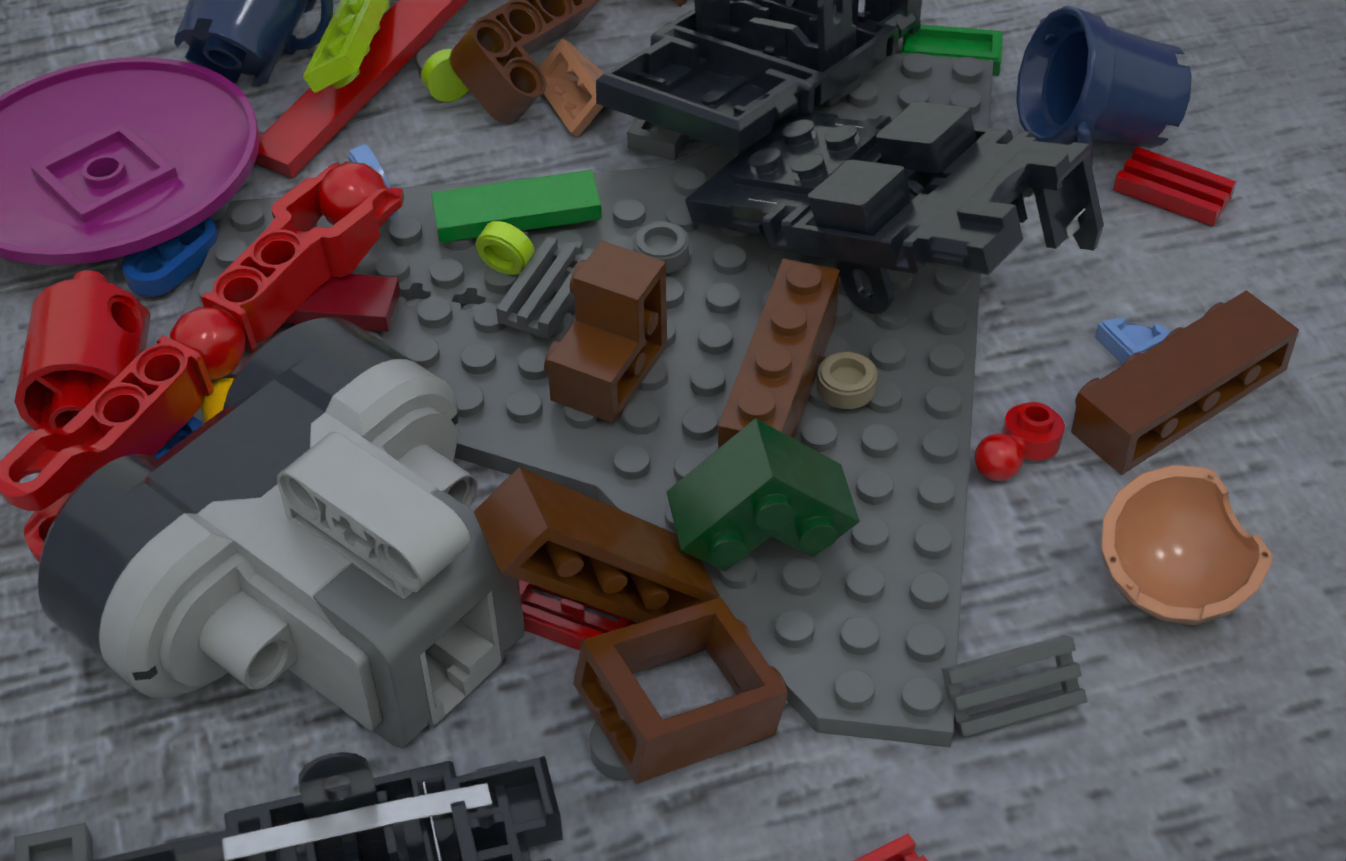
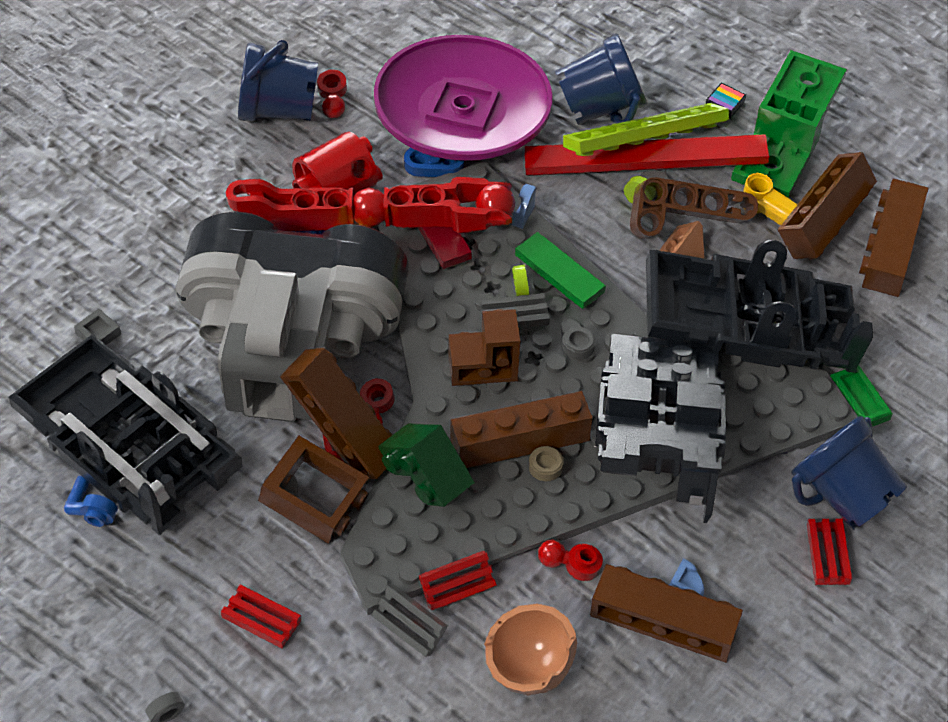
camera: 55 degrees right, 5 degrees up
(976, 590) = (463, 592): none -> red tile

